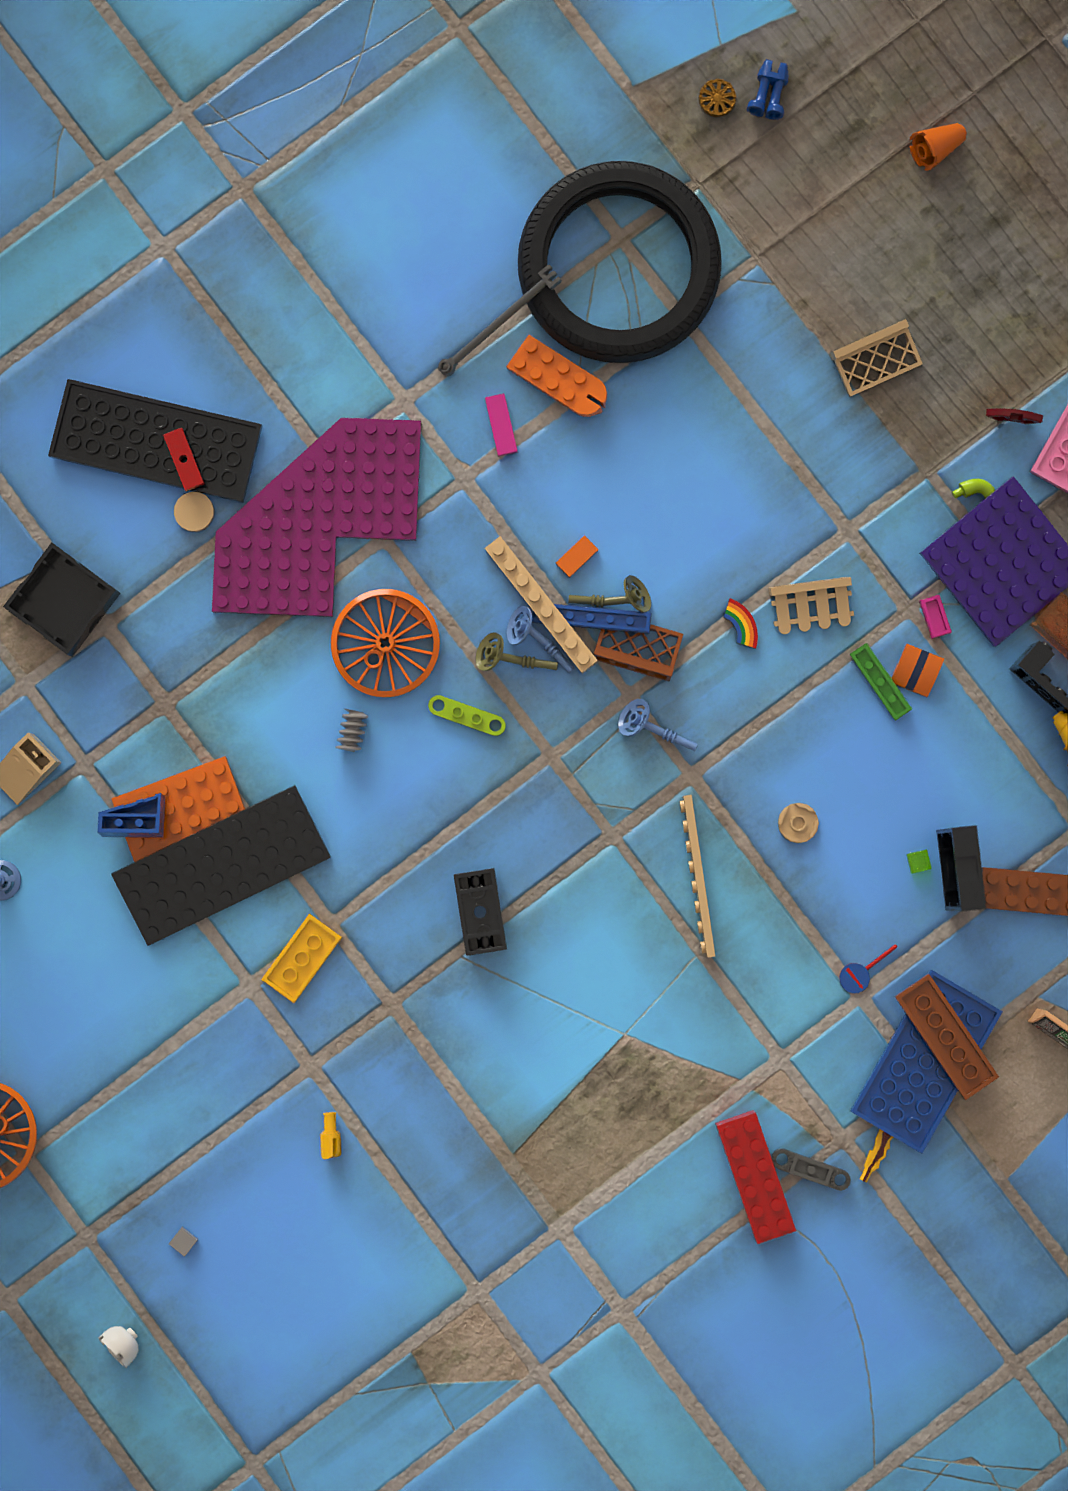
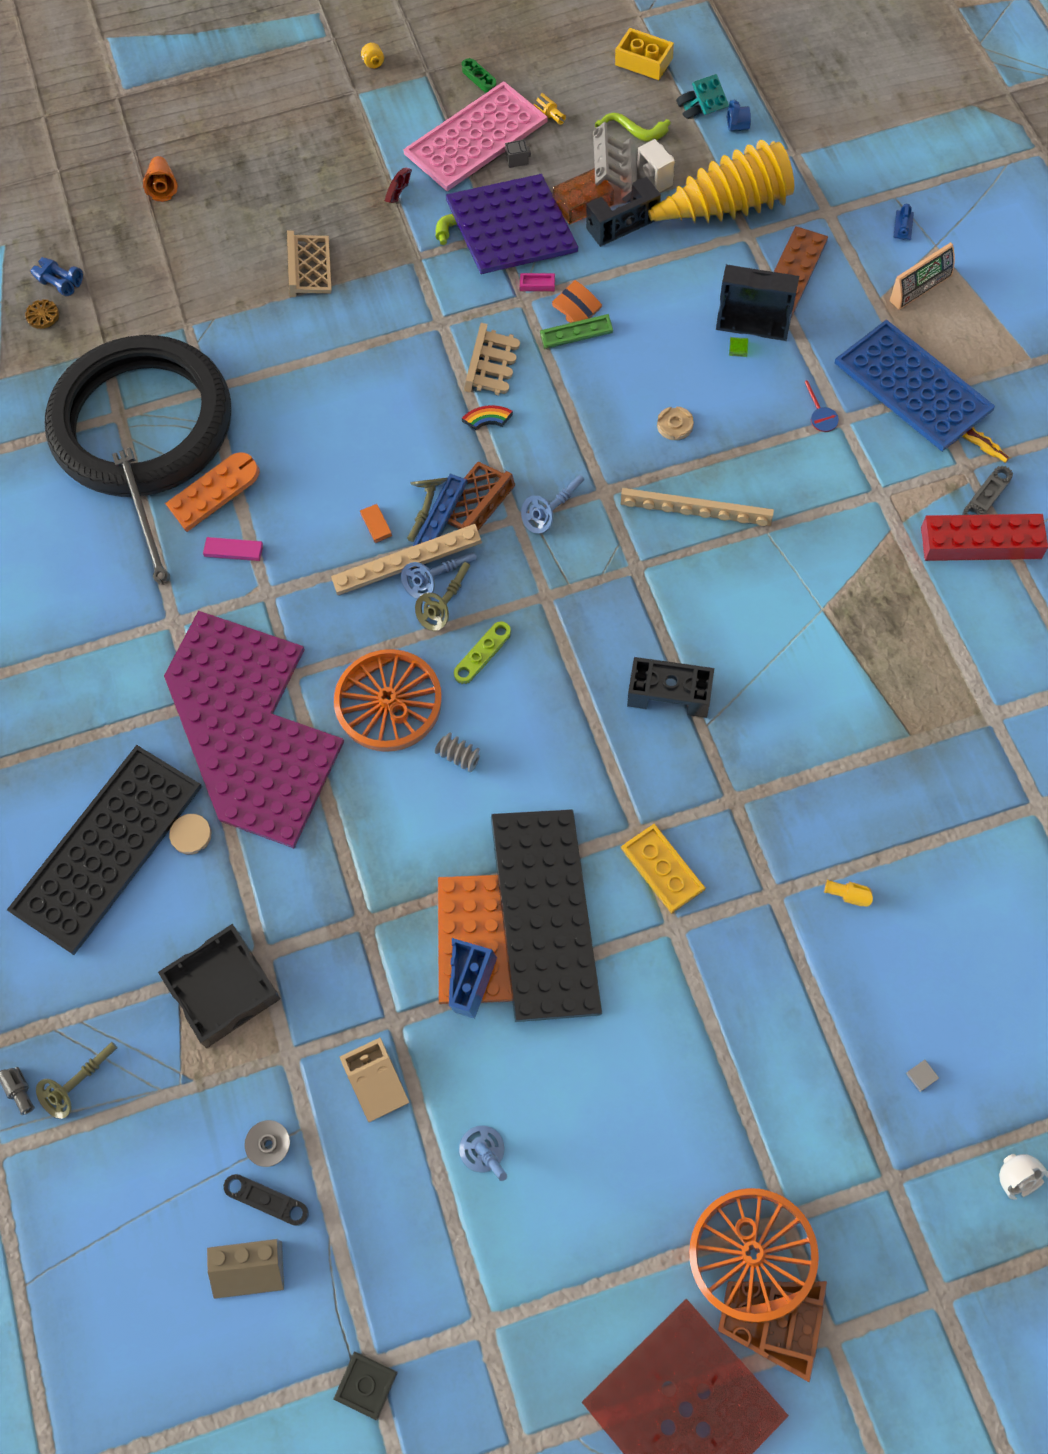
camera: 70 degrees left, 20 degrees down
(180, 448) = (125, 820): red tile -> none
(946, 1036) = (897, 359): dark orange plate -> none

